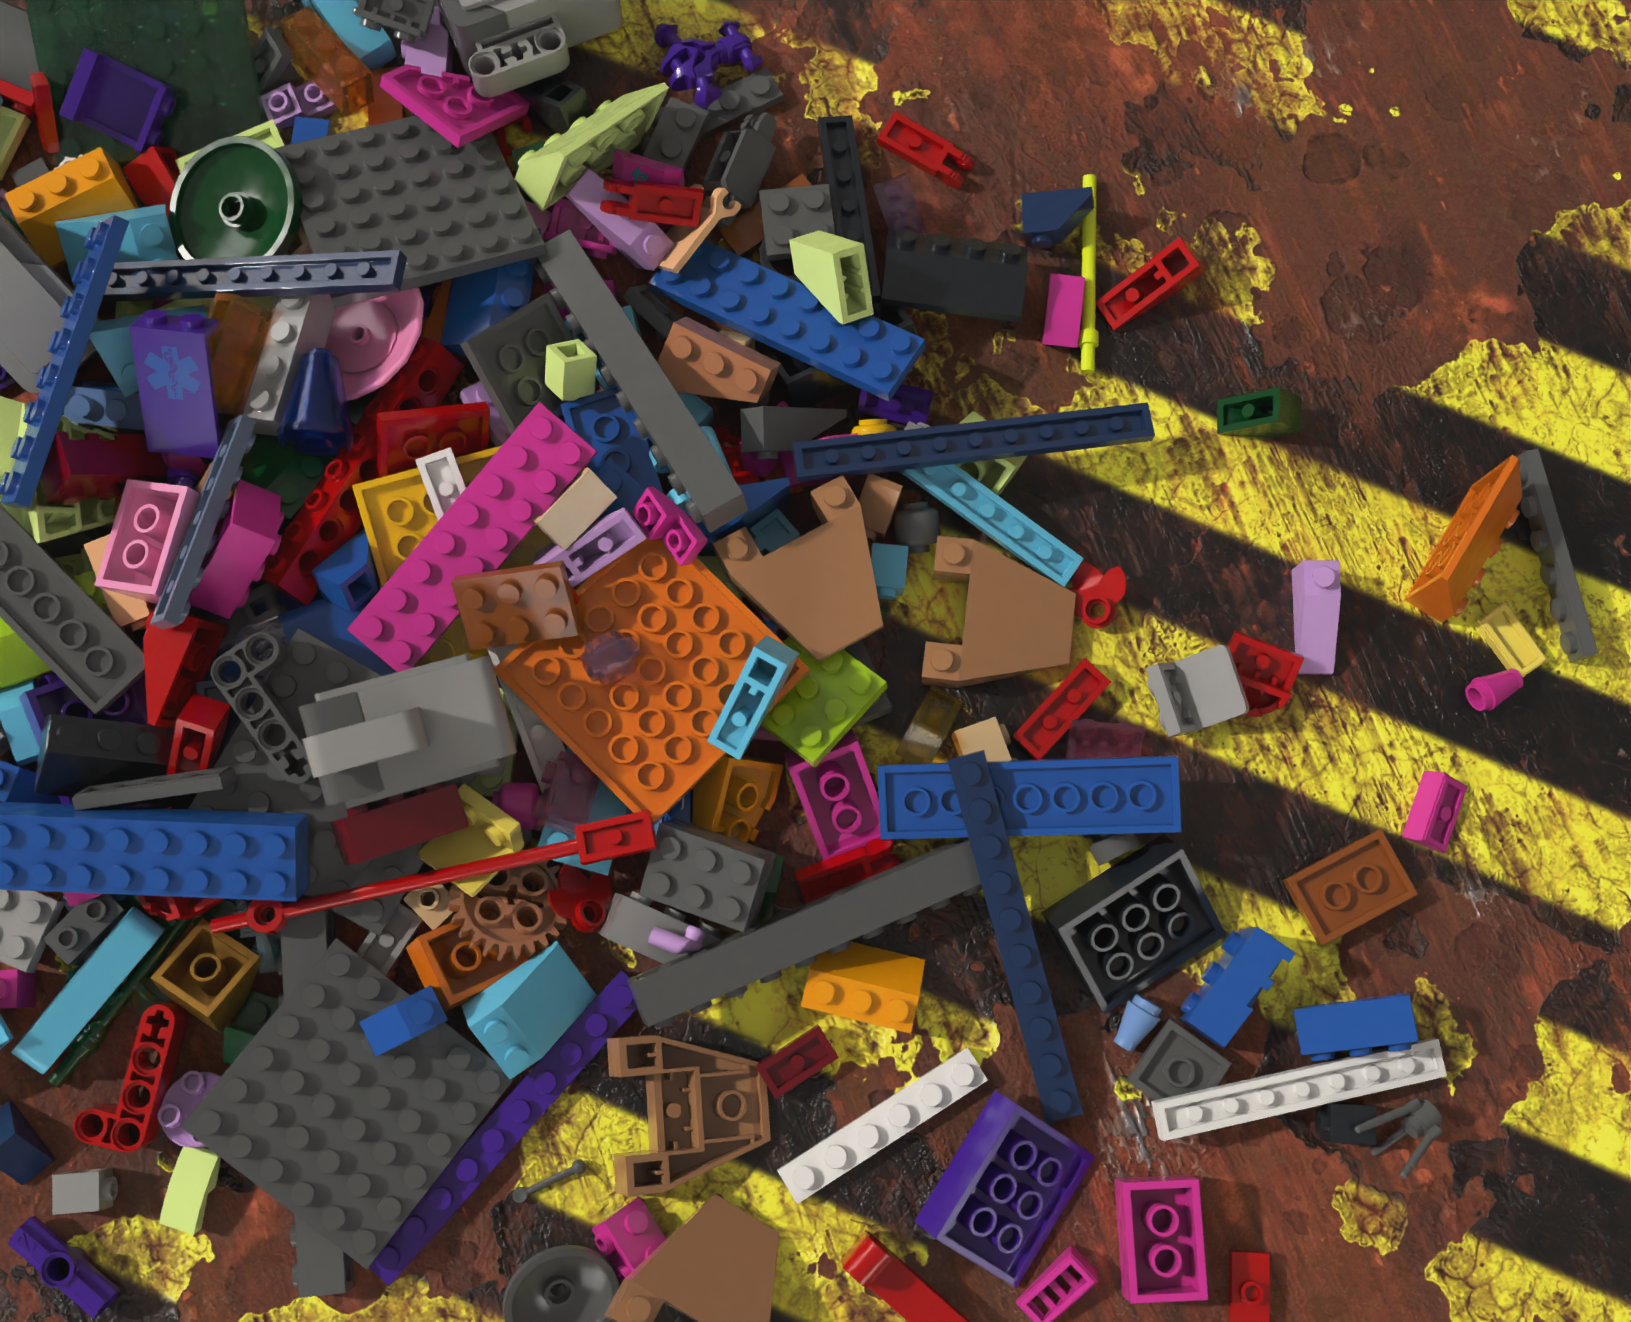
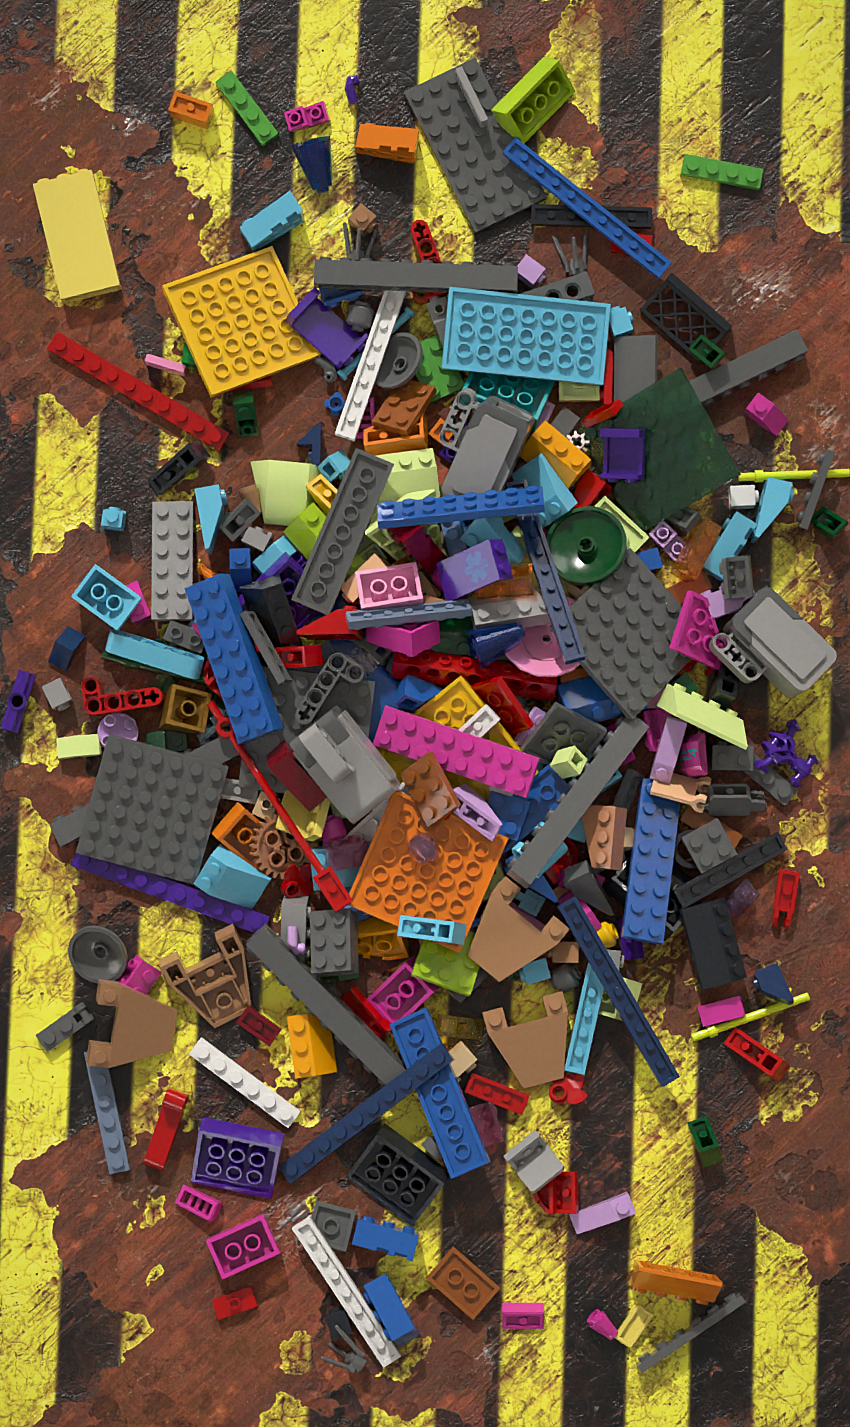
camera: 75 degrees right, 5 degrees up
(181, 477) = (428, 584): dark purple arm -> none
(403, 1020) = (201, 820): blue slope -> none
(521, 1193) = (139, 912): dark grey hinge -> none
(575, 509) = (491, 799): tan hinge -> none
(655, 202) = (681, 766): red hinge -> none
(667, 521) = (506, 846): dark pink slope -> none
(834, 273) = (681, 879): yellowish green slope -> none
(1137, 1021) = (350, 1195): medium blue cone -> none

